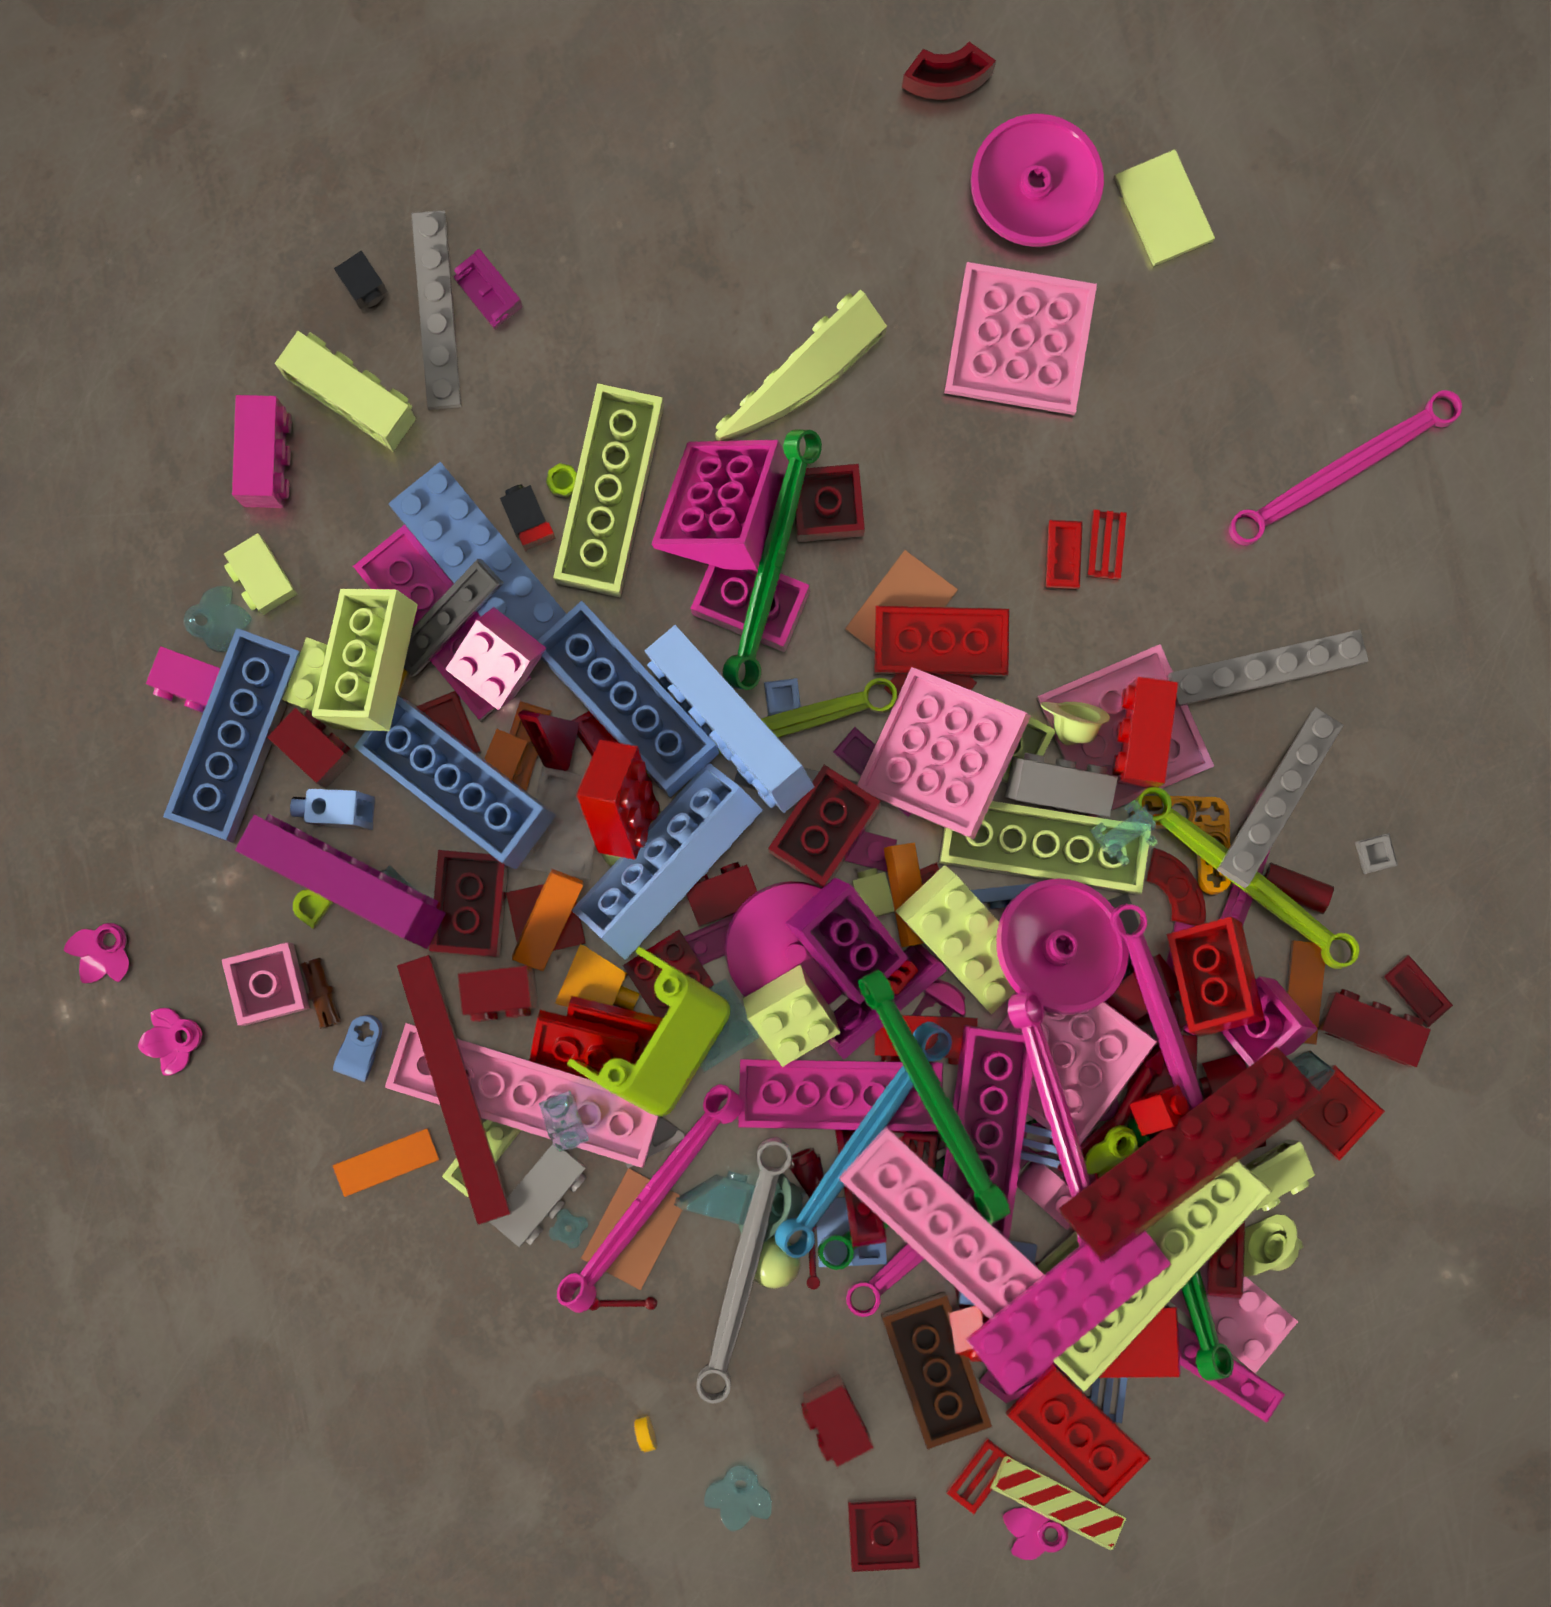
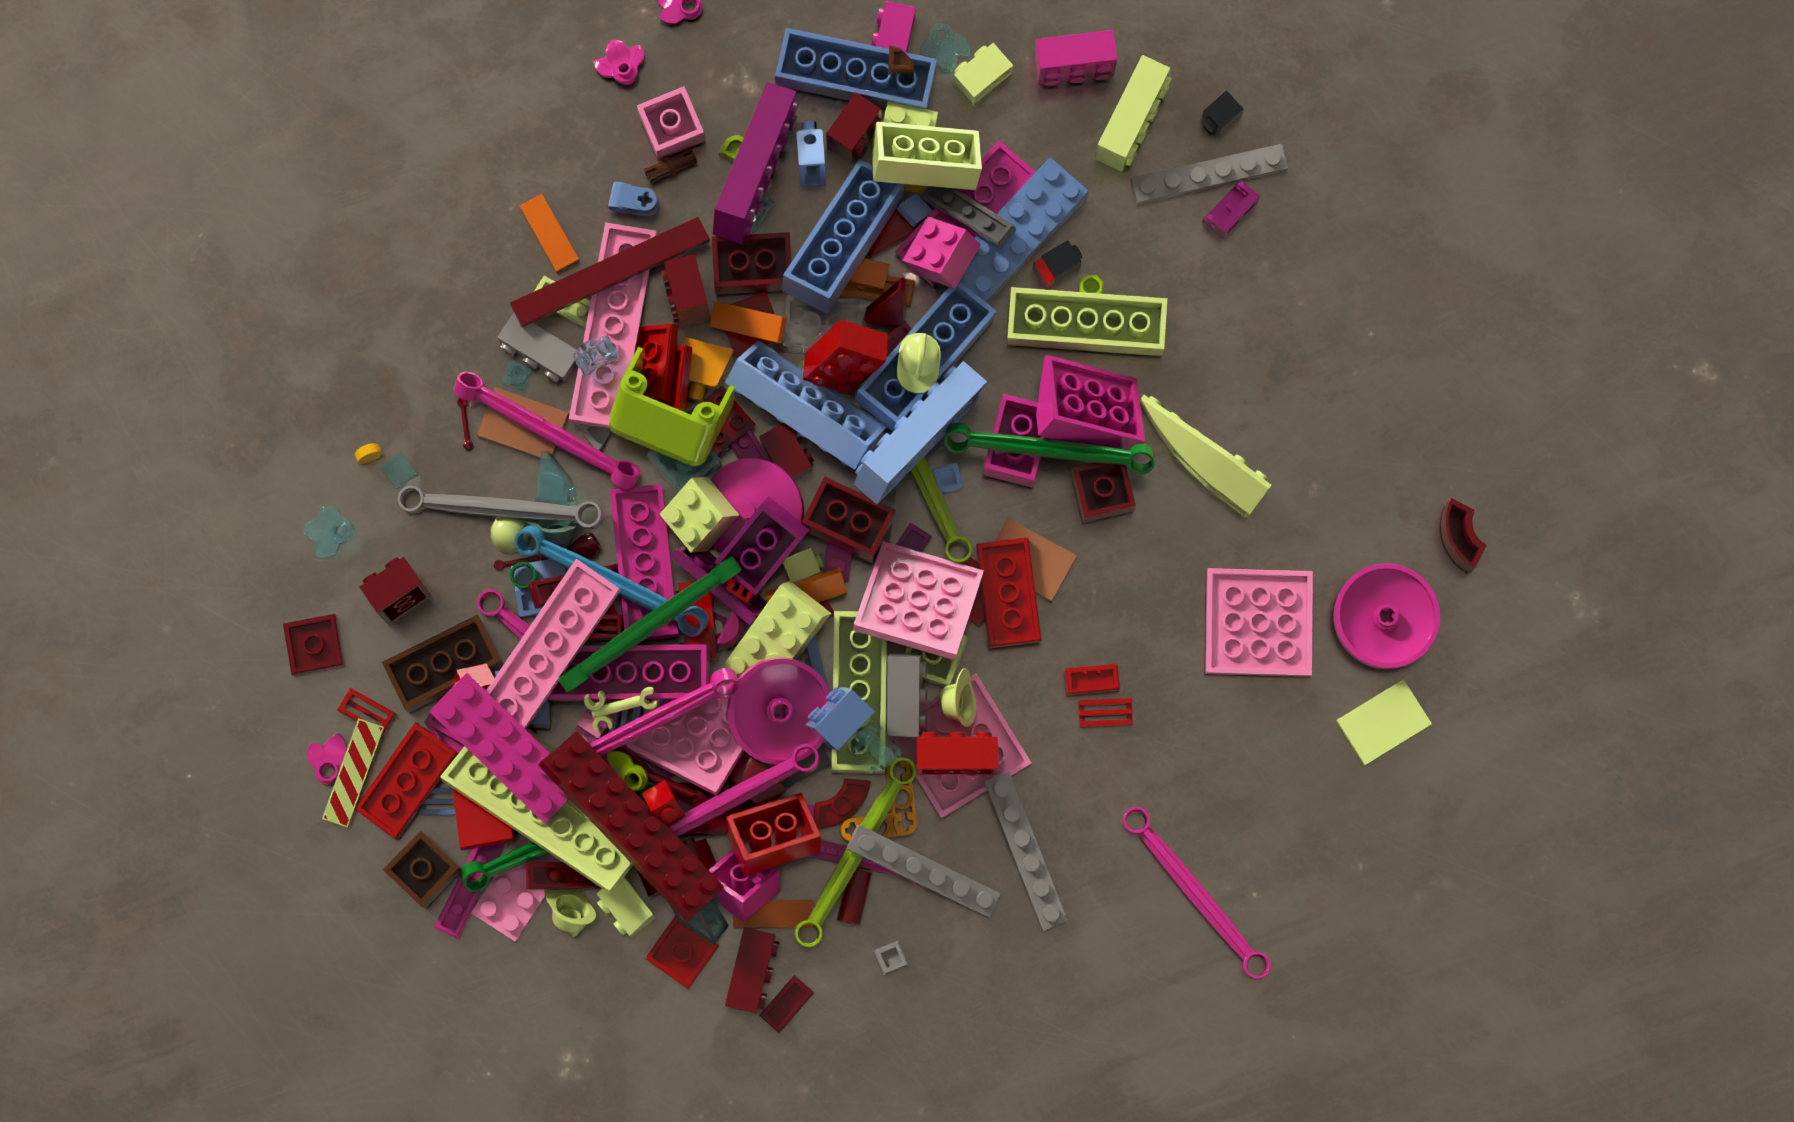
camera: 85 degrees right, 5 degrees down
(233, 675) = (899, 61): none -> reddish brown tile
(428, 687) = (914, 210): none -> light blue tile
(638, 707) = (918, 362): none -> yellowish green piece
(672, 1397) = (398, 470): none -> clear light blue tile
(1036, 1171) = (602, 712): none -> yellowish green bar
(1087, 871) = (839, 717): none -> medium blue brick
(1196, 1428) = (422, 869): none -> reddish brown brick

